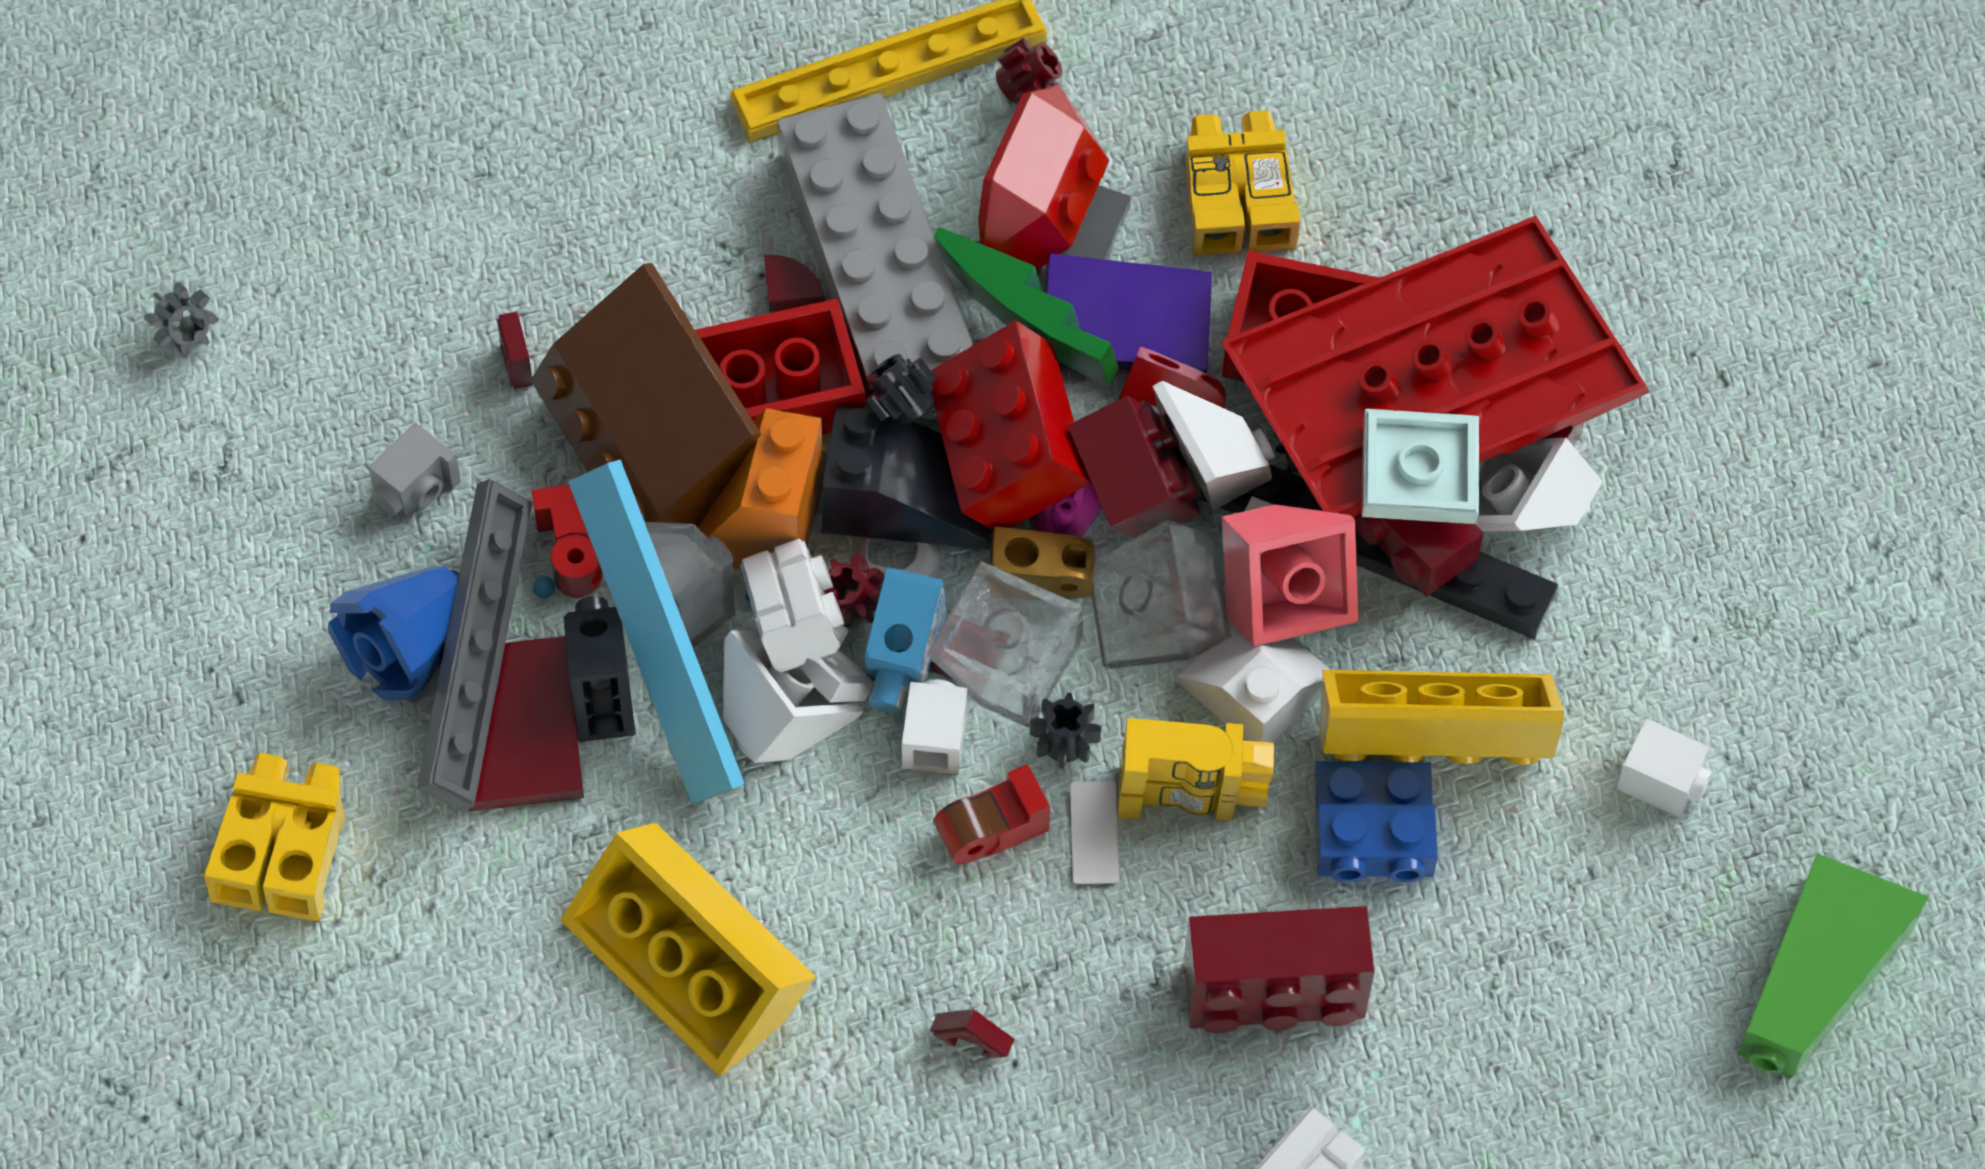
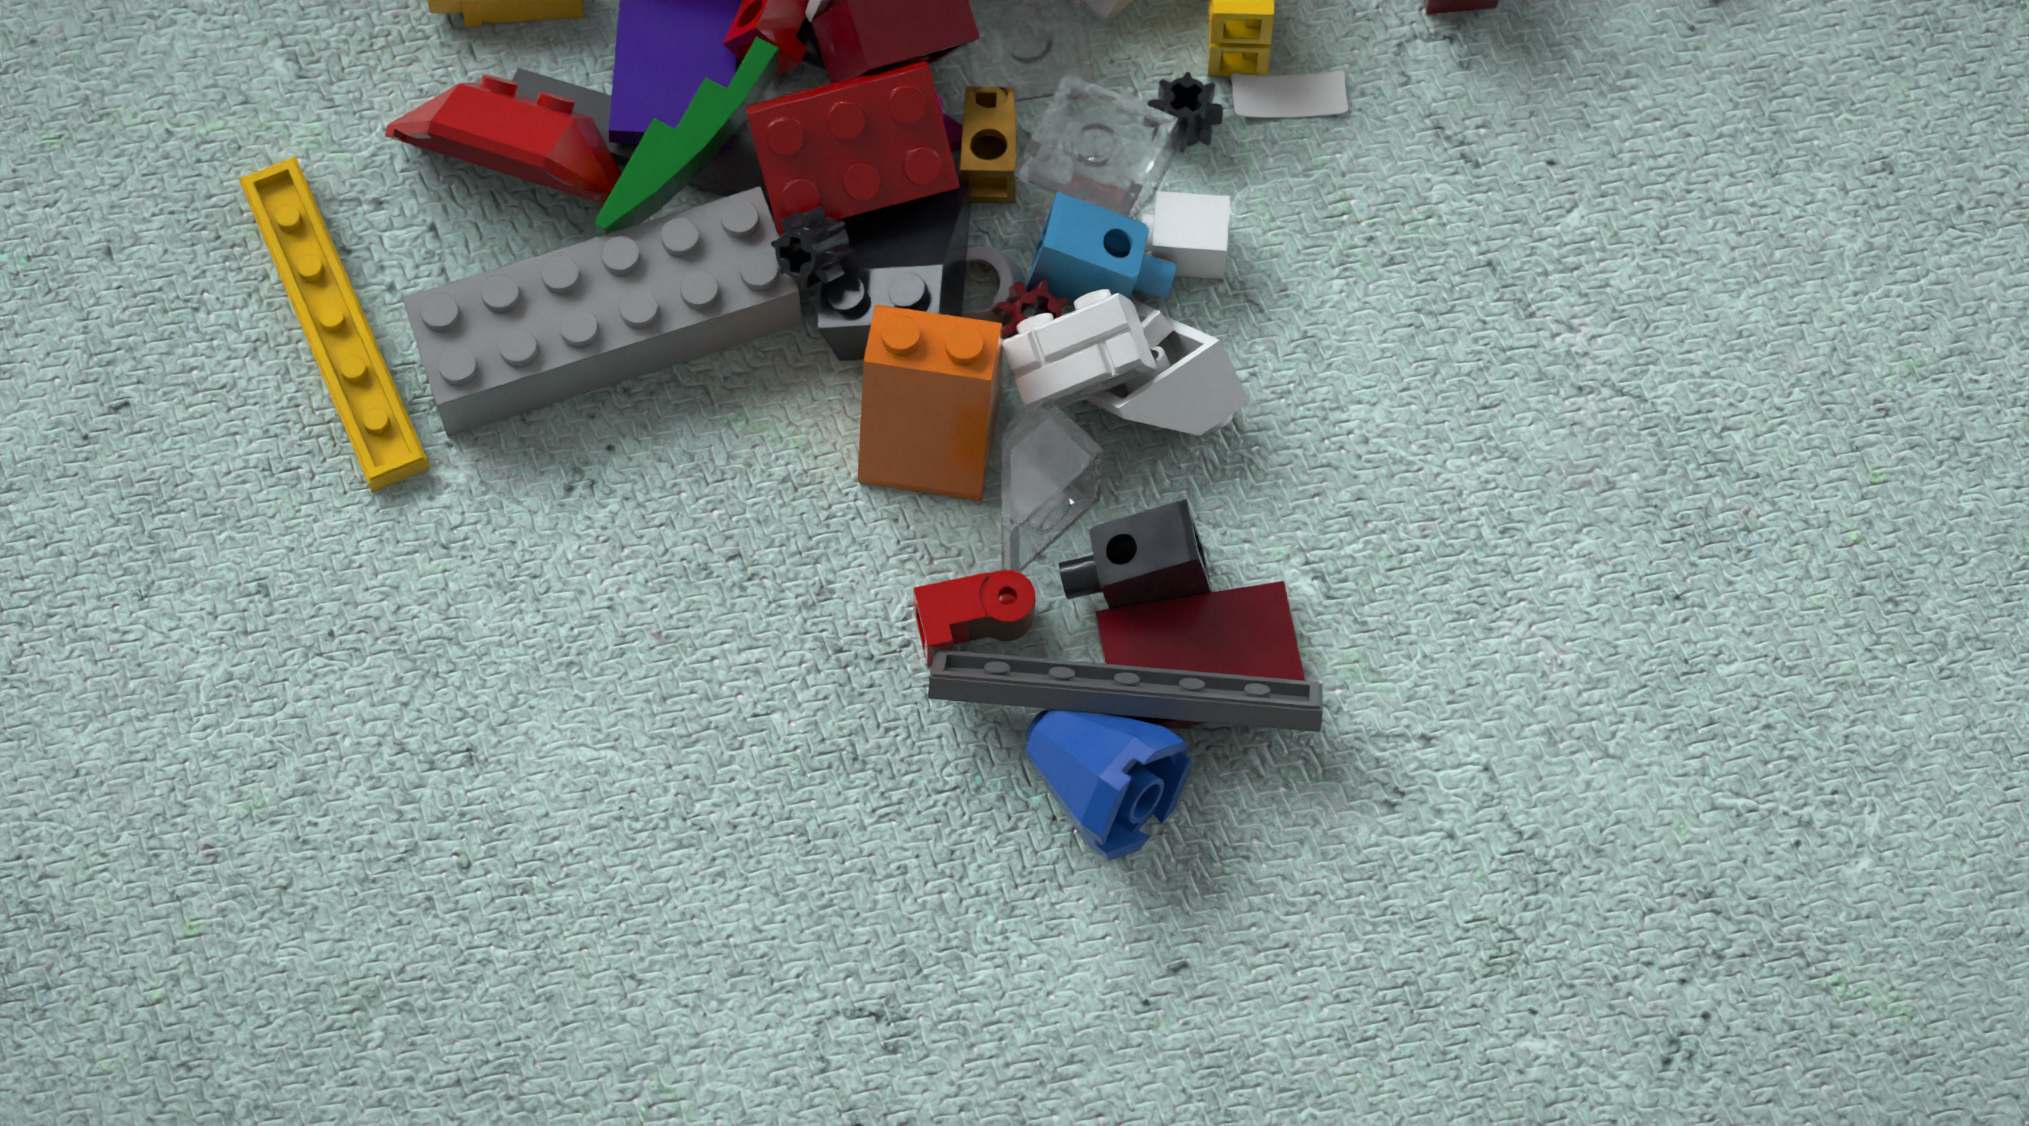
camera: 90 degrees left, 5 degrees up
(191, 328) = (693, 1068): black gear -> none
(277, 840) = (1375, 890): yellow hips -> none
(412, 472) = (896, 788): light grey brick -> none
(514, 350) = (729, 688): dark red tile -> none
(544, 587) = (1022, 647): dark azure piece -> none
(647, 393) = (835, 512): reddish brown slope -> none
(656, 632) = (1122, 482): medium azure tile -> none
(686, 946) = (1465, 462): yellow slope -> none
(789, 361) = (773, 407): red brick -> none
(790, 283) = (628, 410): dark red tile -> none
(974, 1028) = (1533, 194): dark red tile -> none
(994, 818) = (1288, 175): red leg -> none
(1027, 69) = (359, 166): dark red gear -> none

